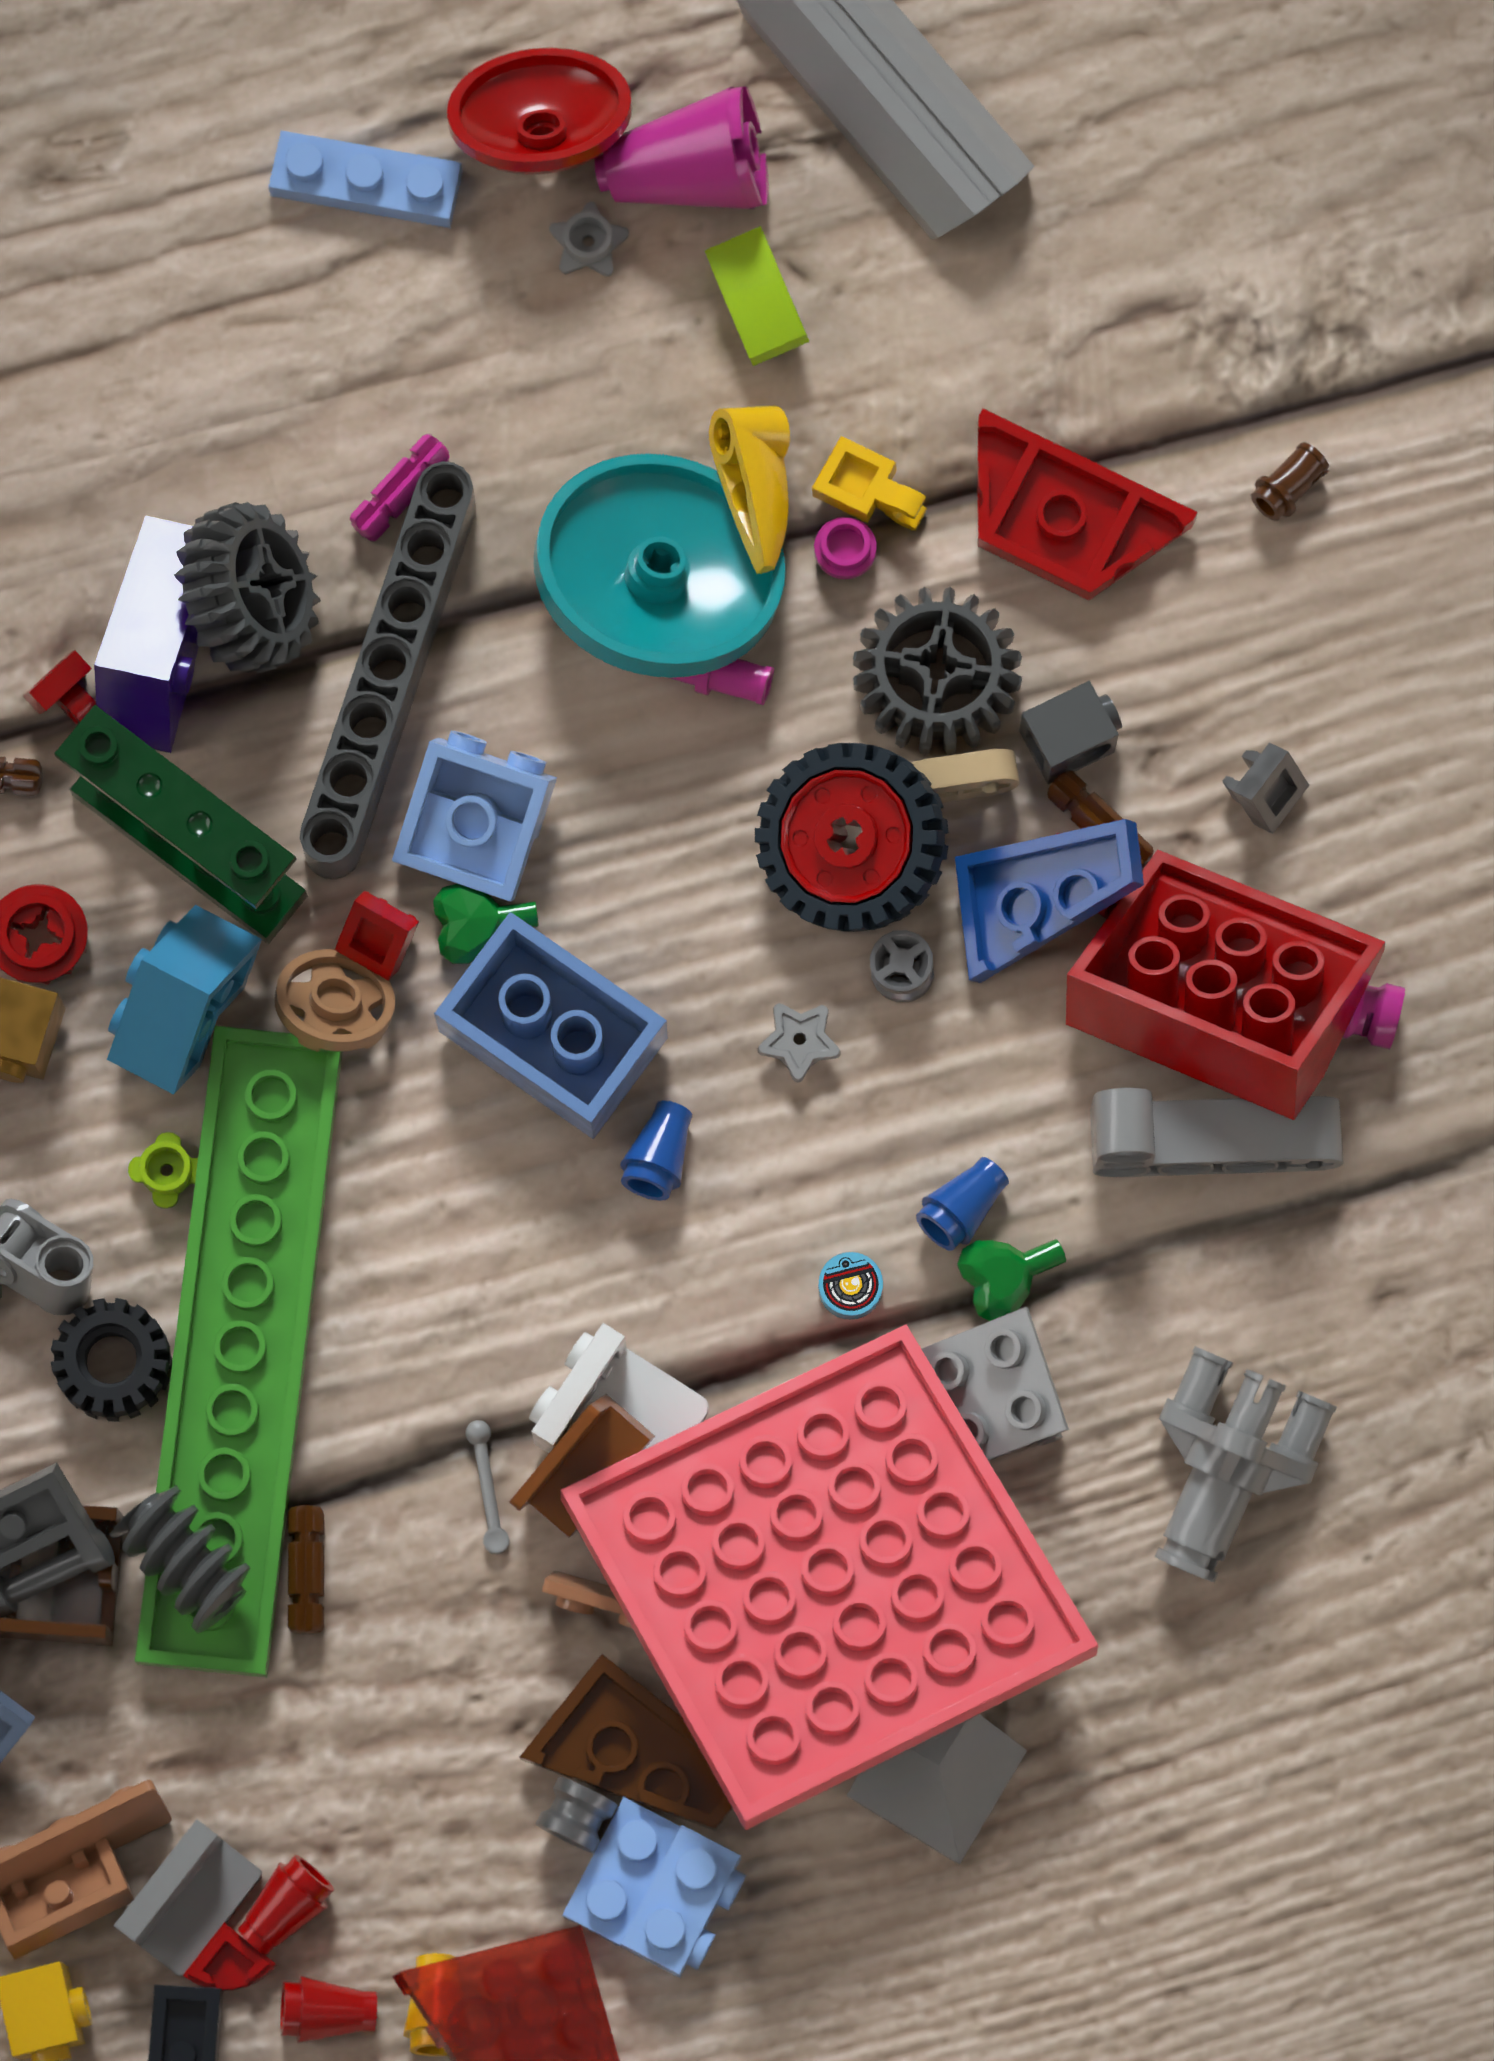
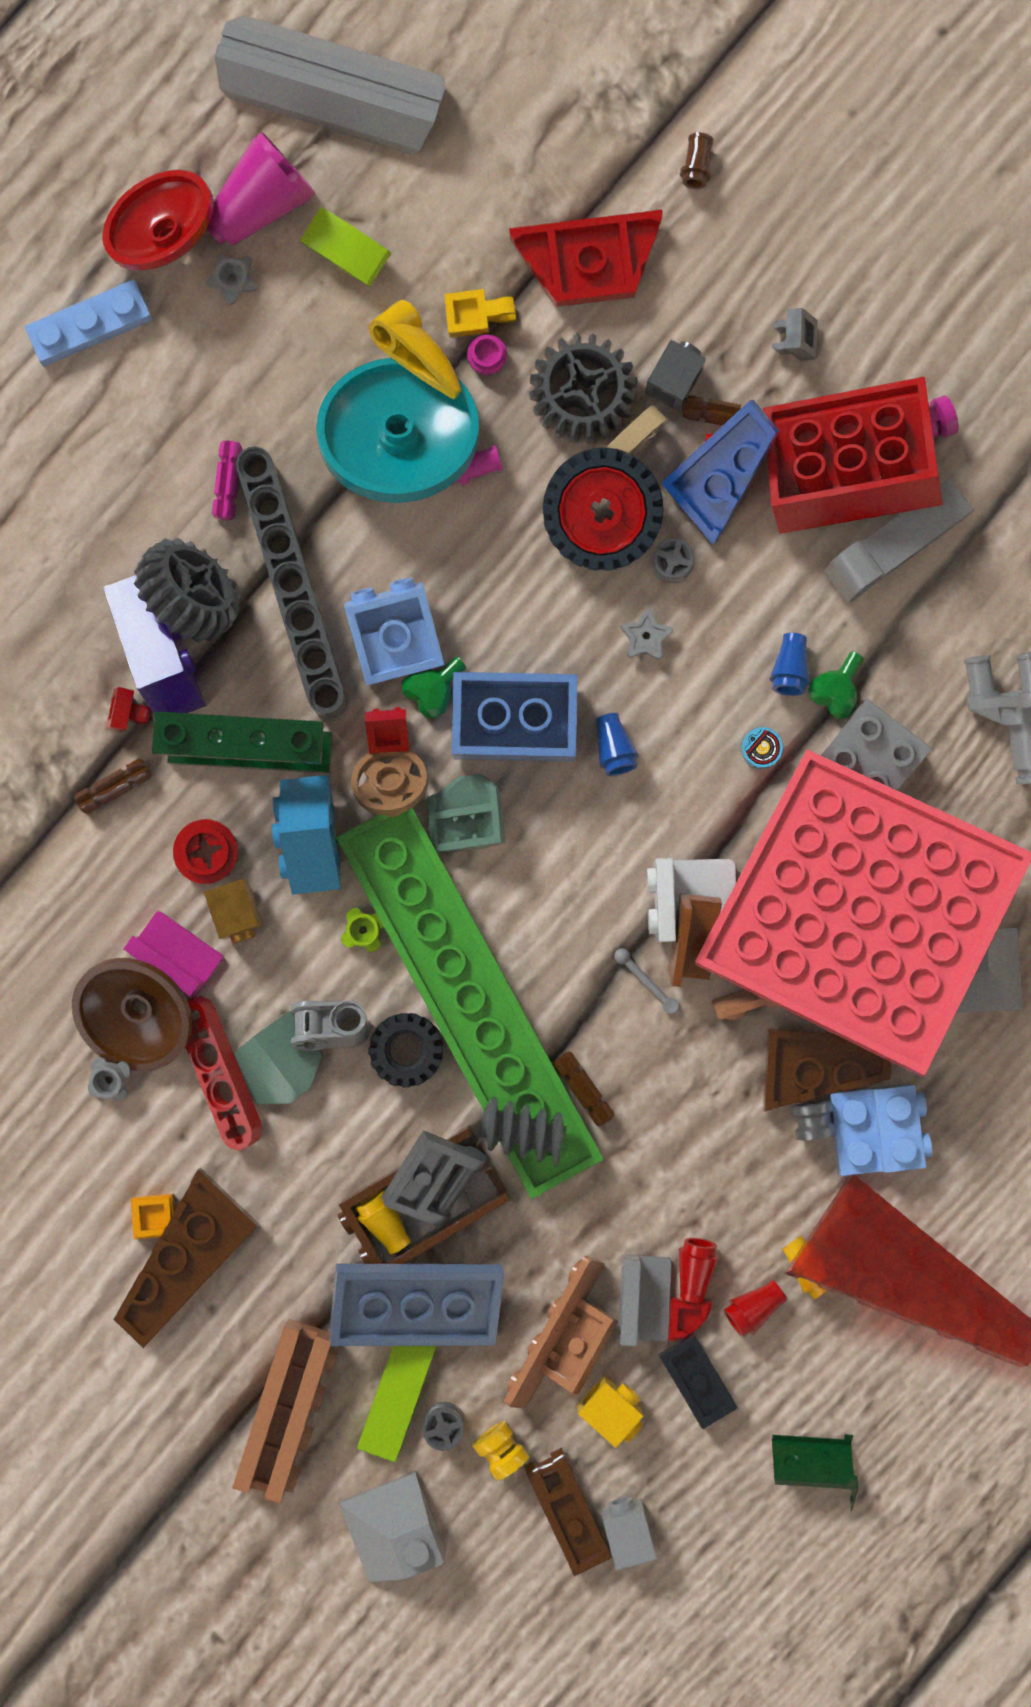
camera: 30 degrees left, 10 degrees up
(401, 1112) = (466, 815): none -> sand green slope

